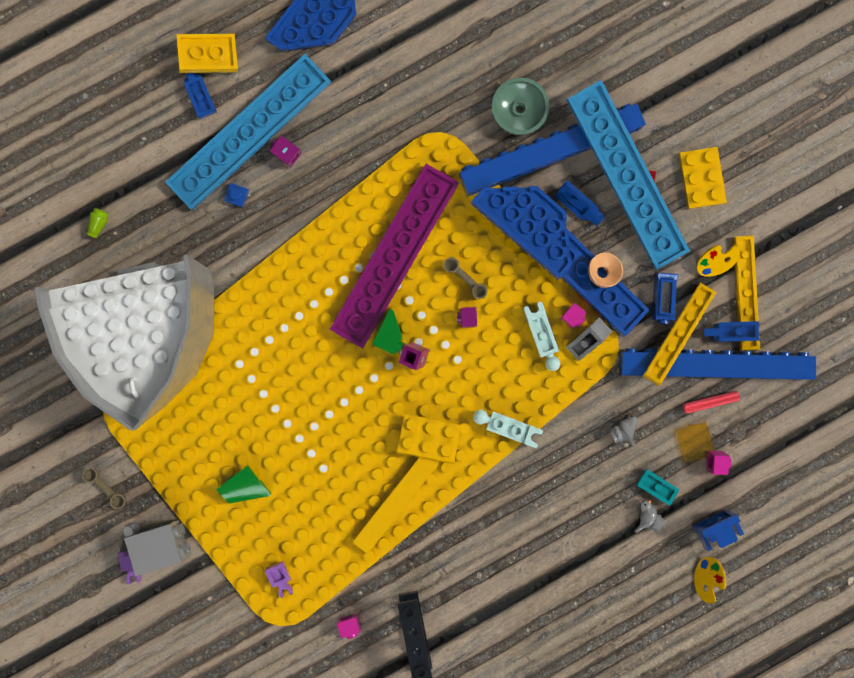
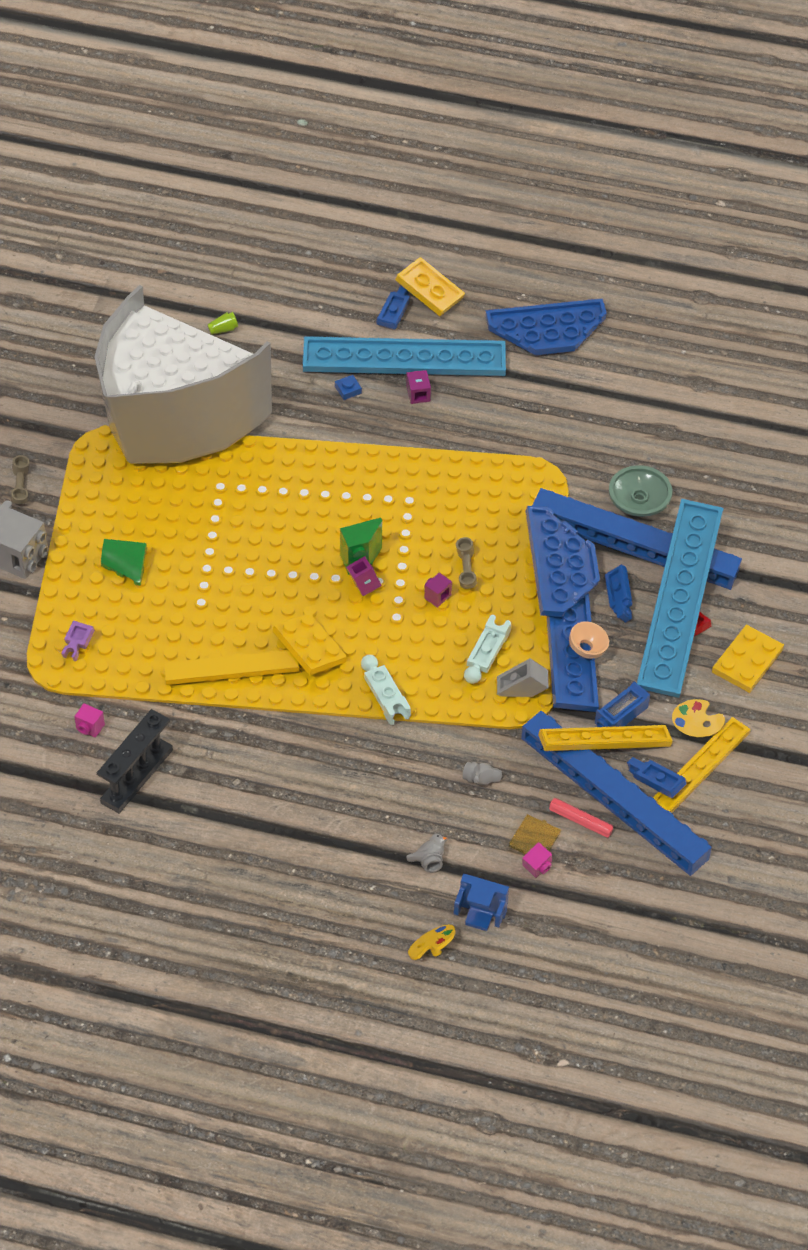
camera: 40 degrees right, 35 degrees down
(394, 256) = (431, 505): magenta plate -> none
(573, 316) = (525, 651): dark pink plate -> none
(657, 487) = (463, 838): teal plate -> none

